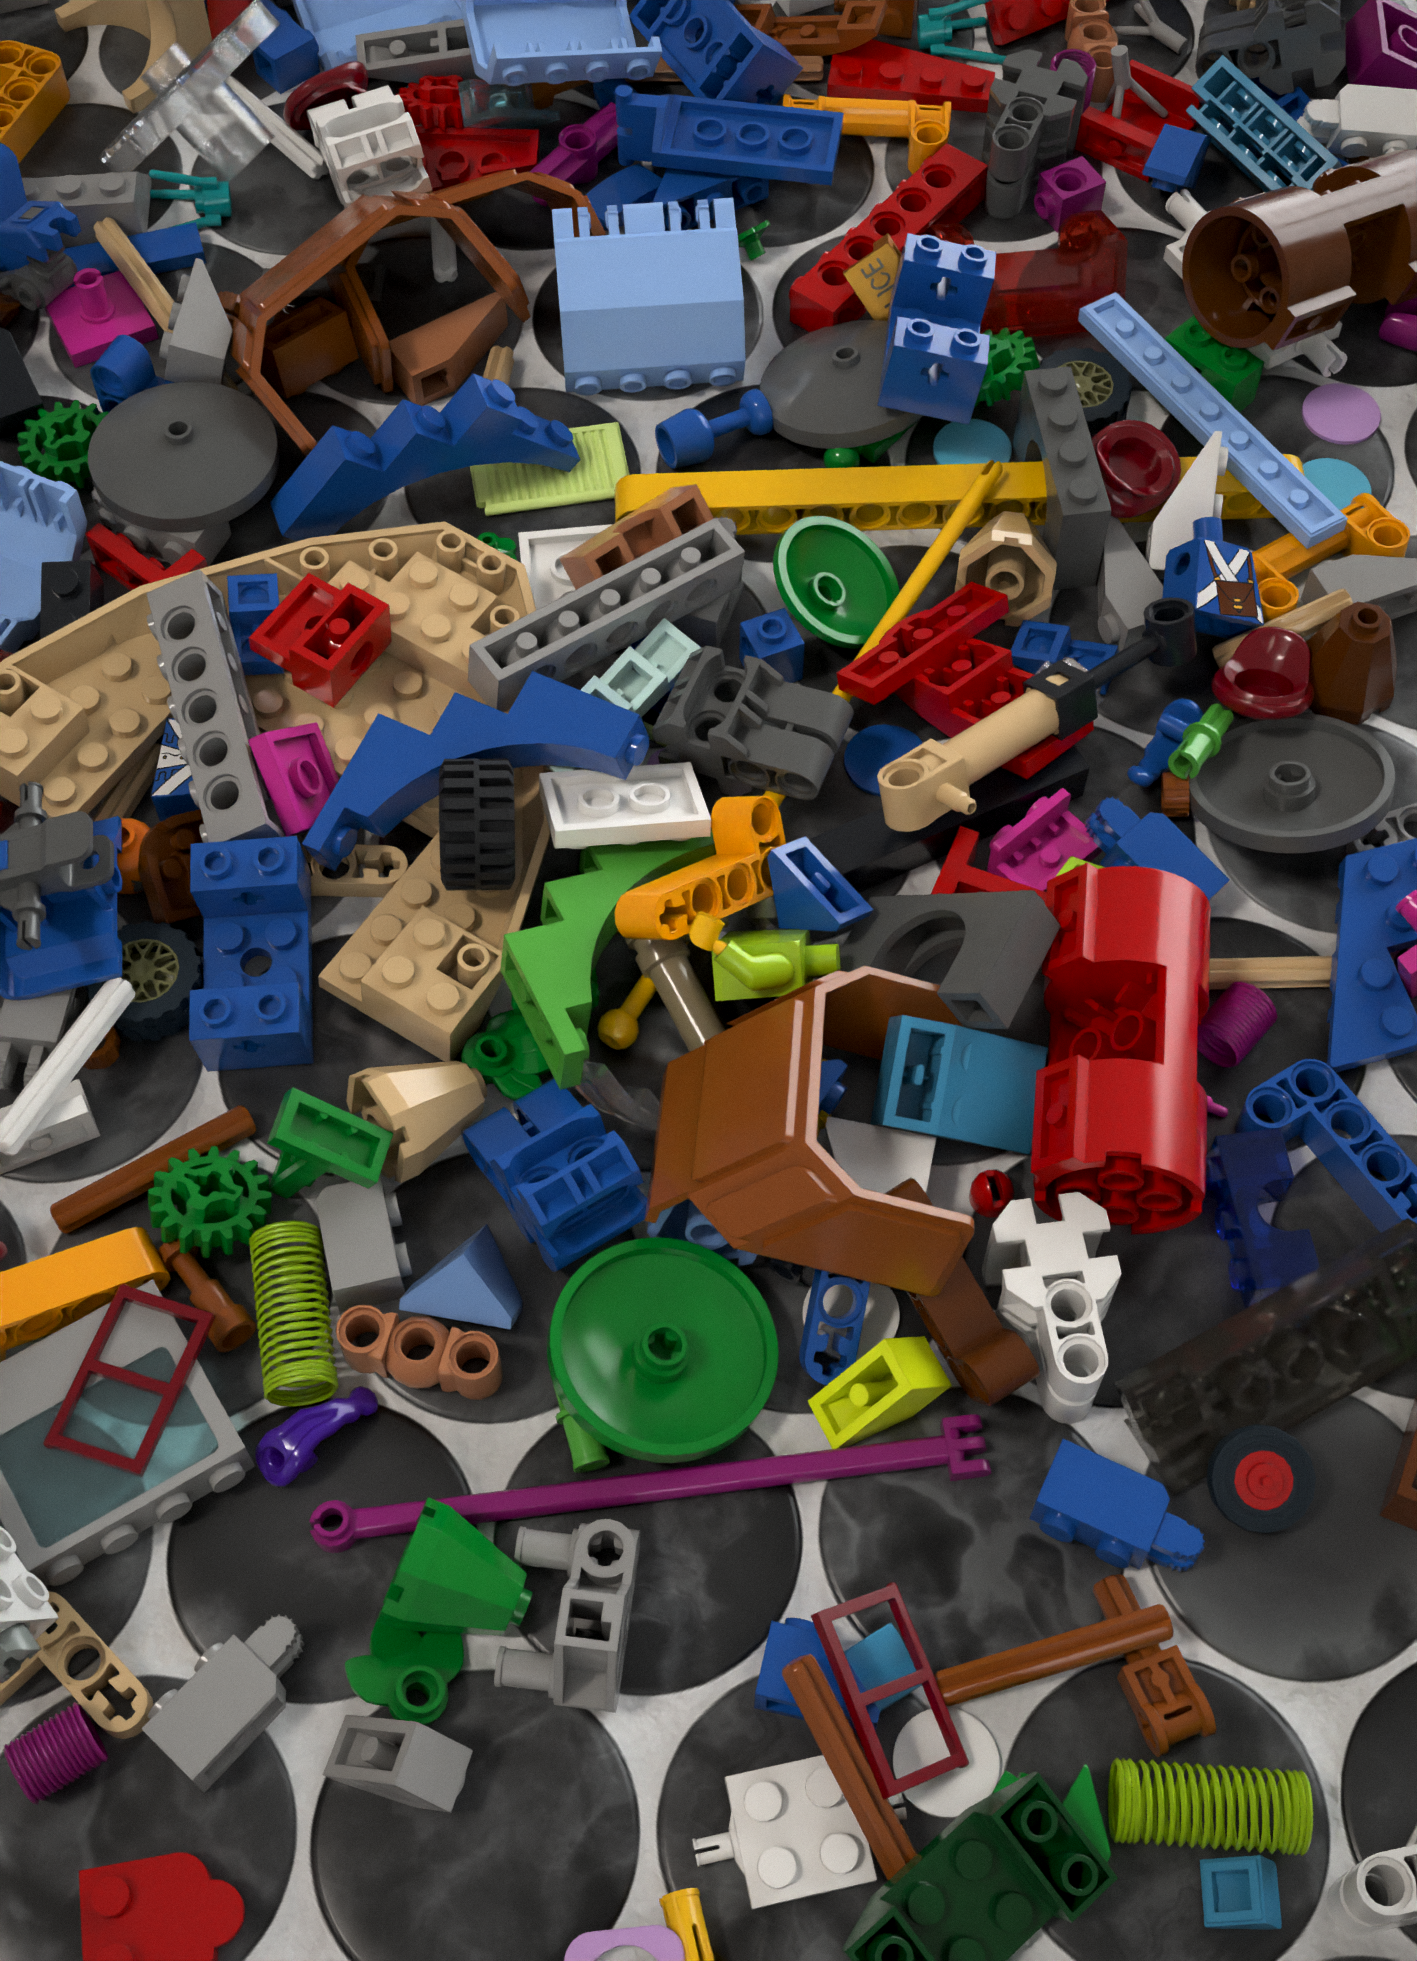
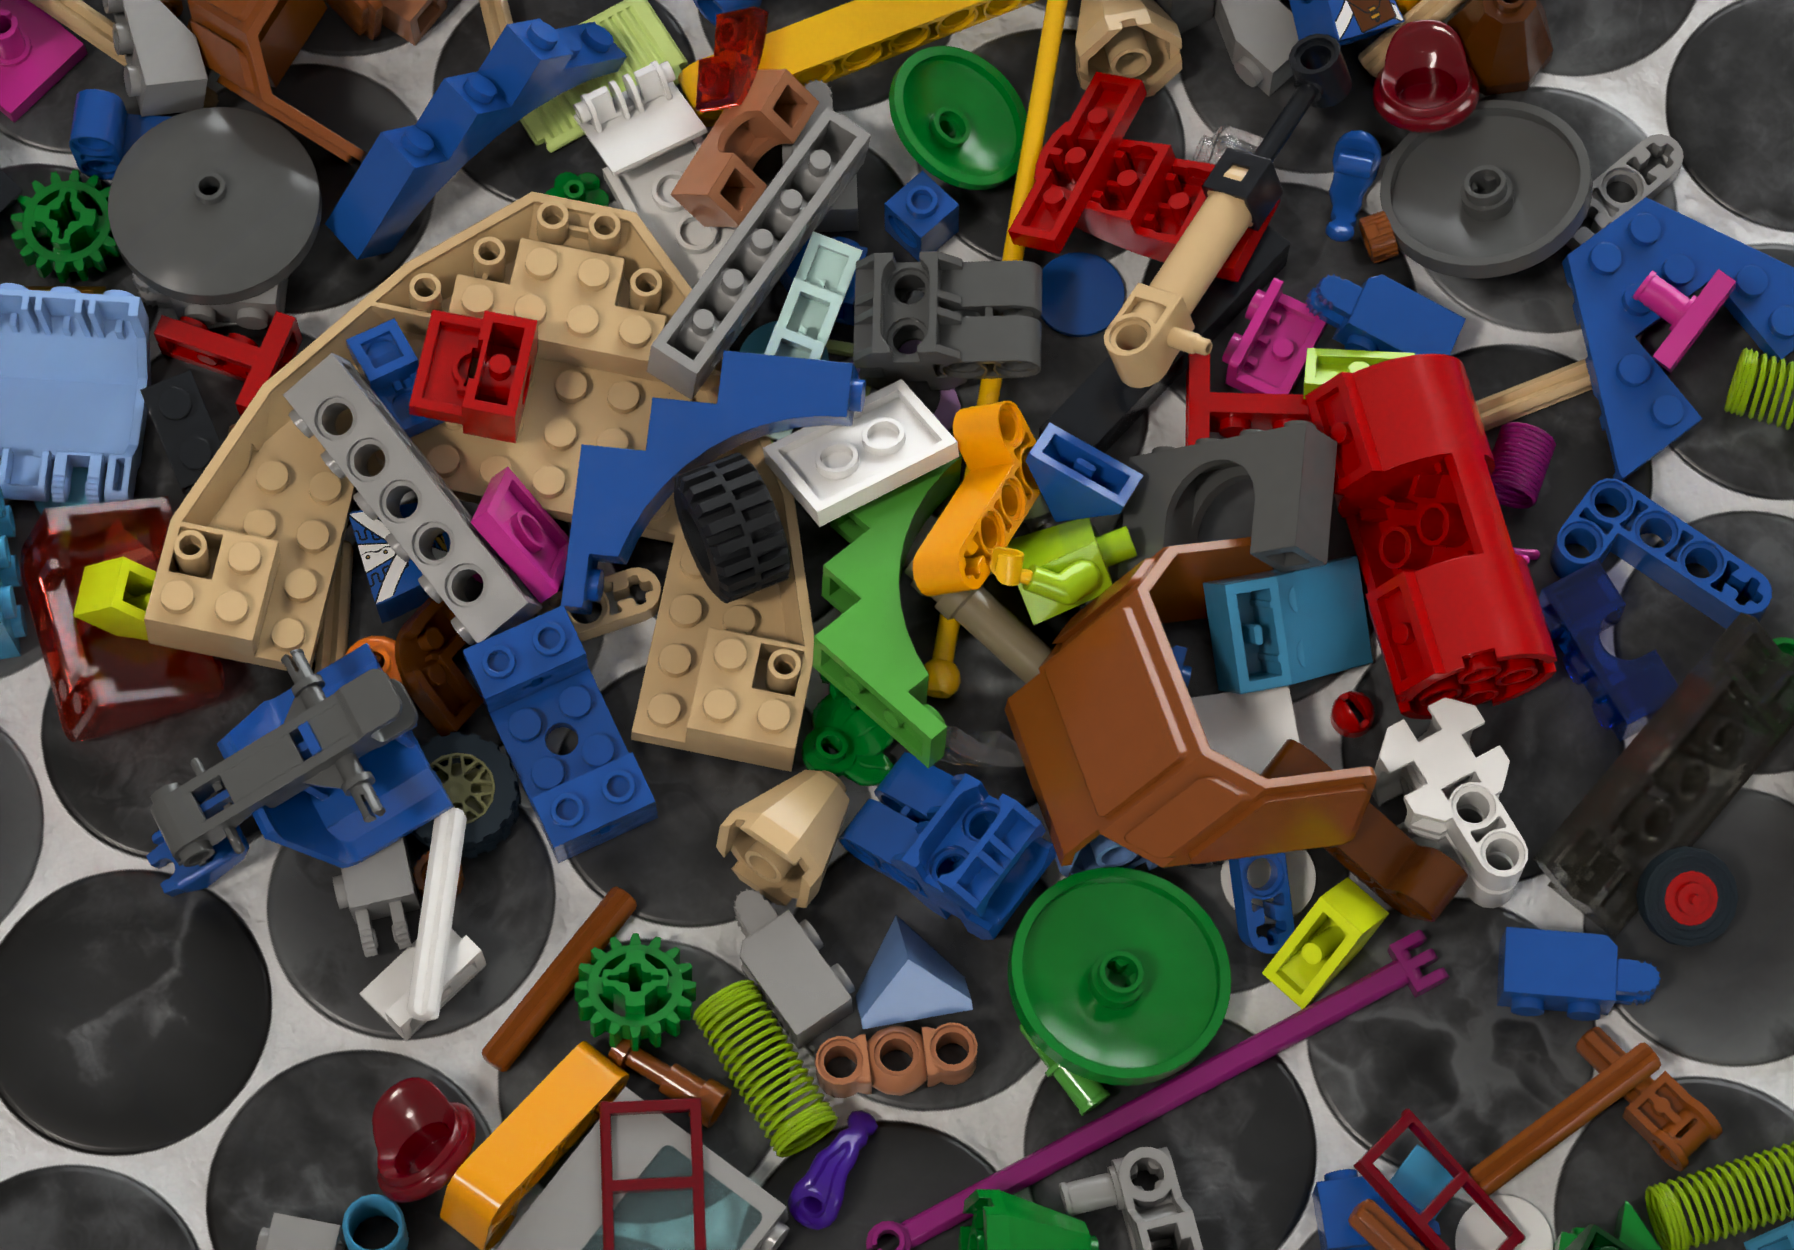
camera: 20 degrees left, 10 degrees up
(323, 1140) = (727, 902): green bracket -> none
(567, 508) = (638, 121): none -> white hinge
(654, 480) = (737, 56): none -> clear red slope
(1052, 642) = (1197, 111): blue slope -> none
(1200, 742) = (1387, 175): bright green axle -> none

